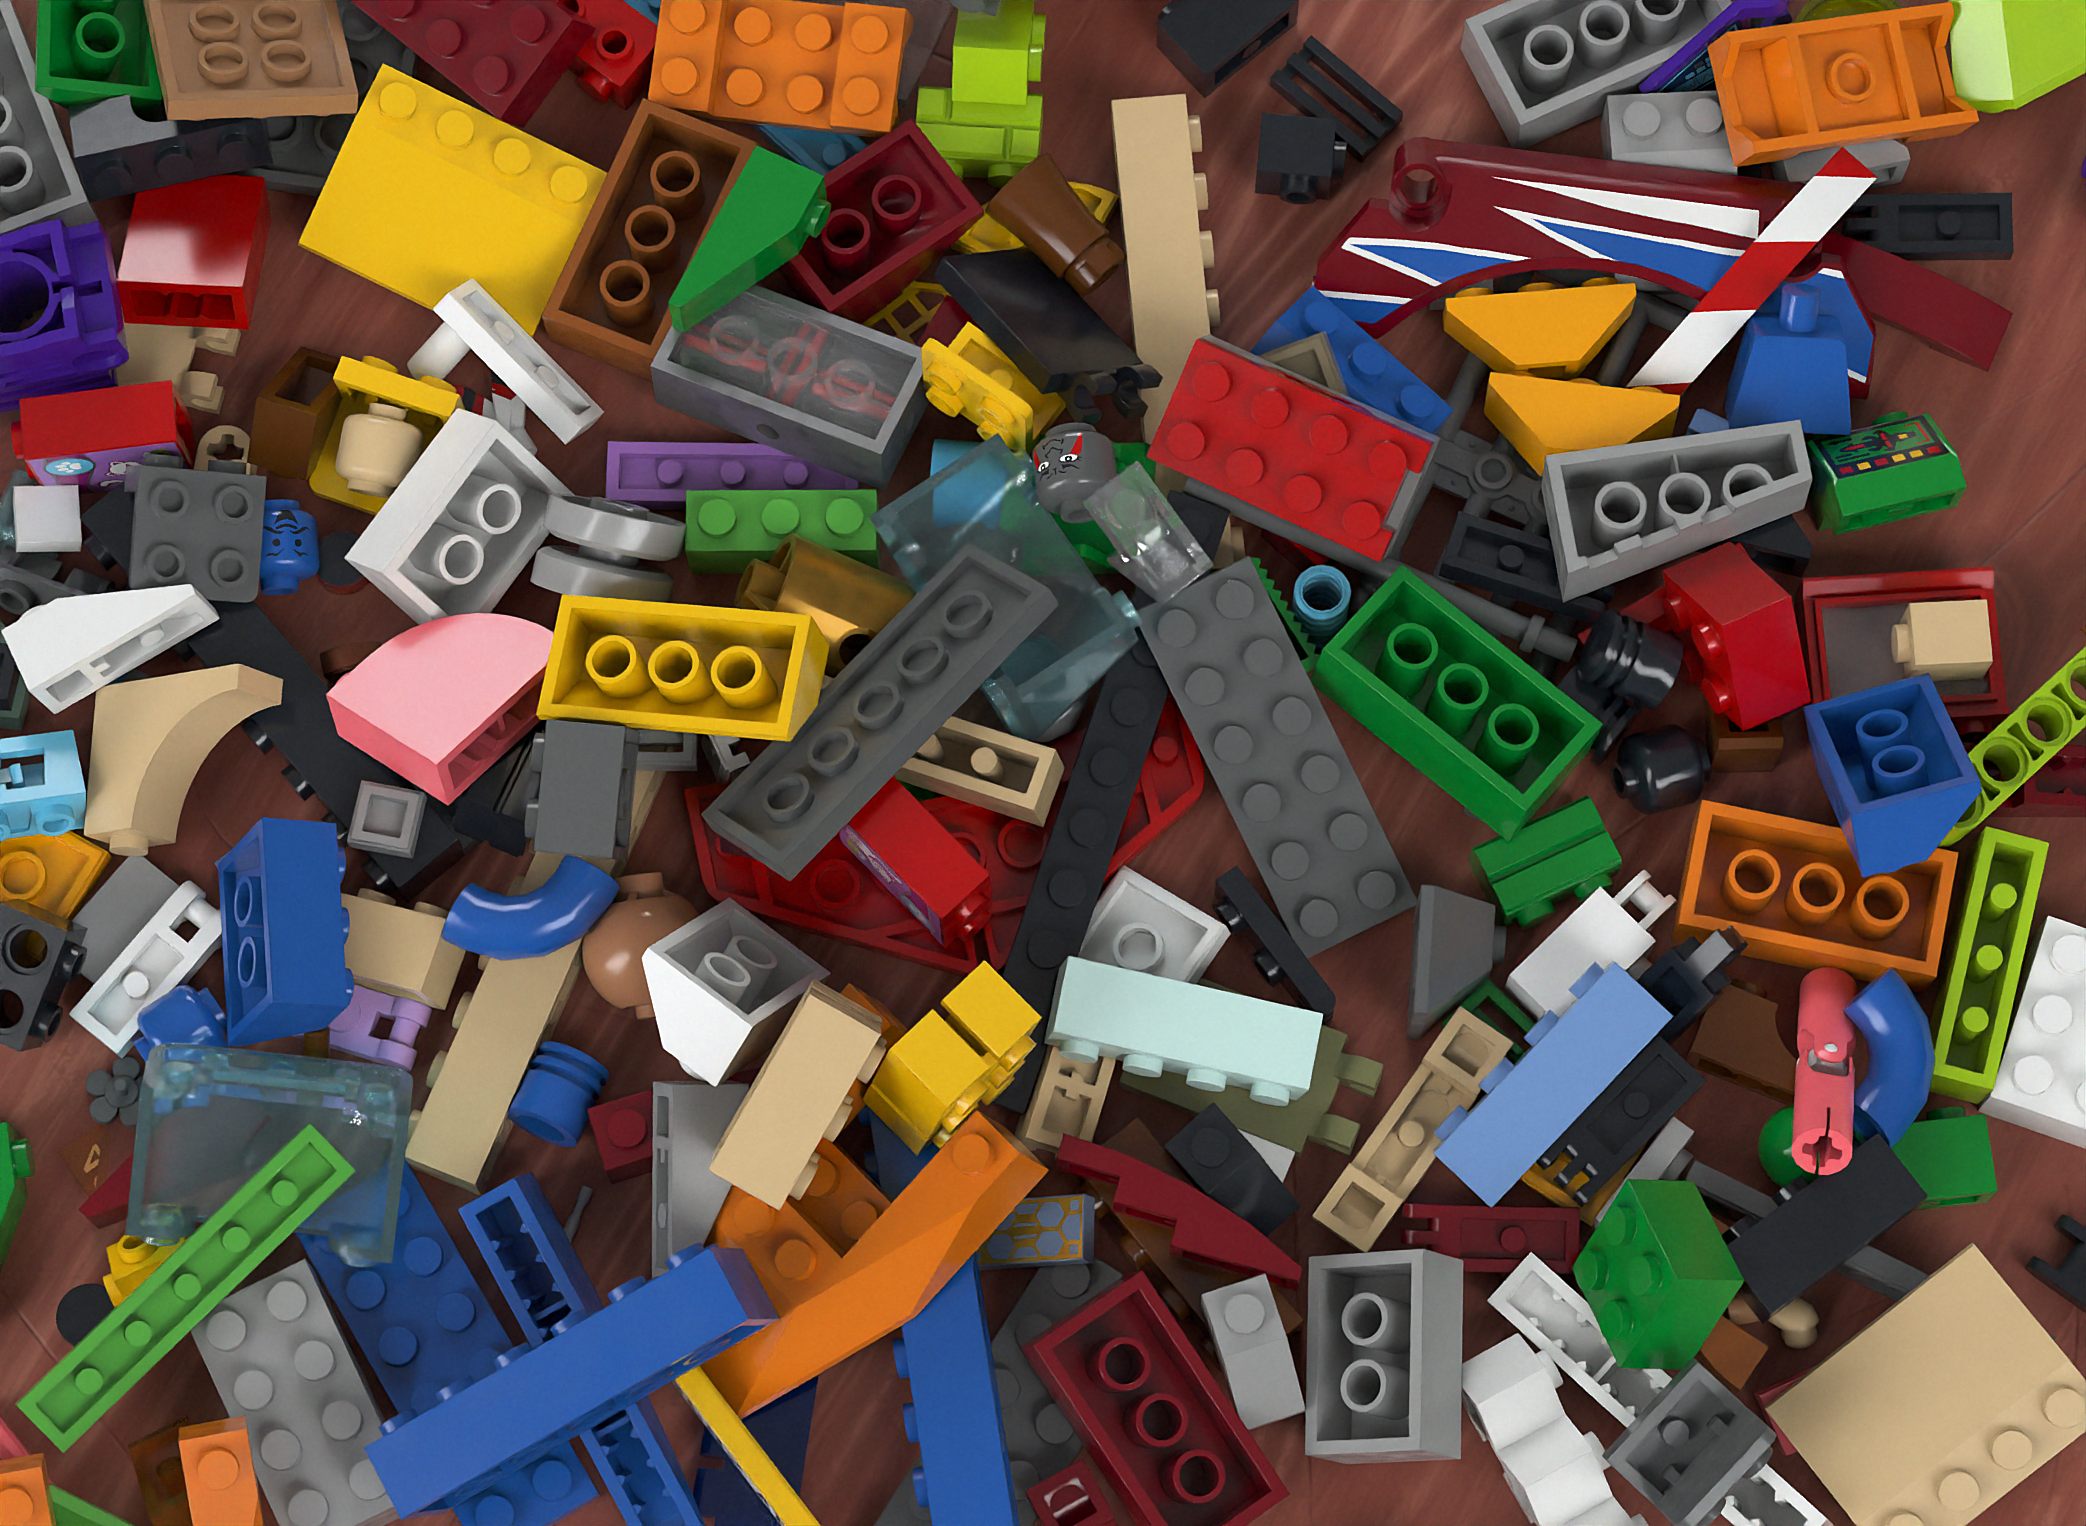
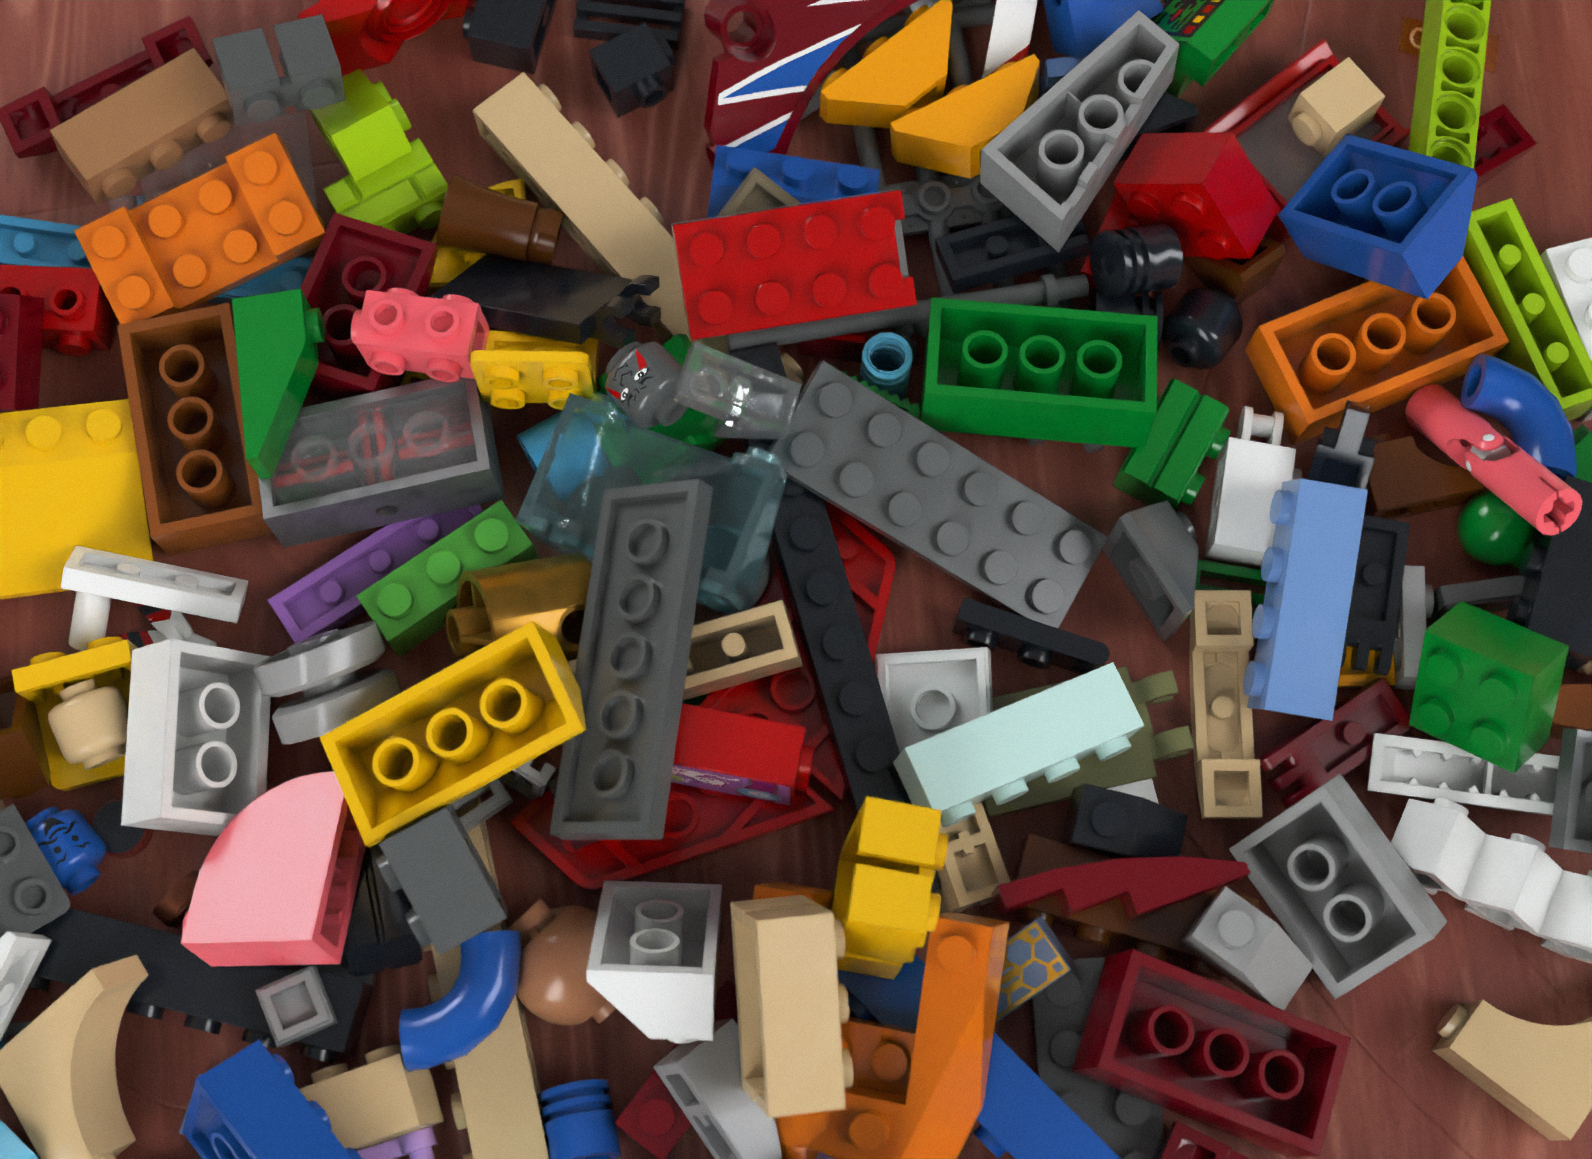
camera: 40 degrees left, 0 degrees up
(904, 287) = (419, 333): none -> coral brick

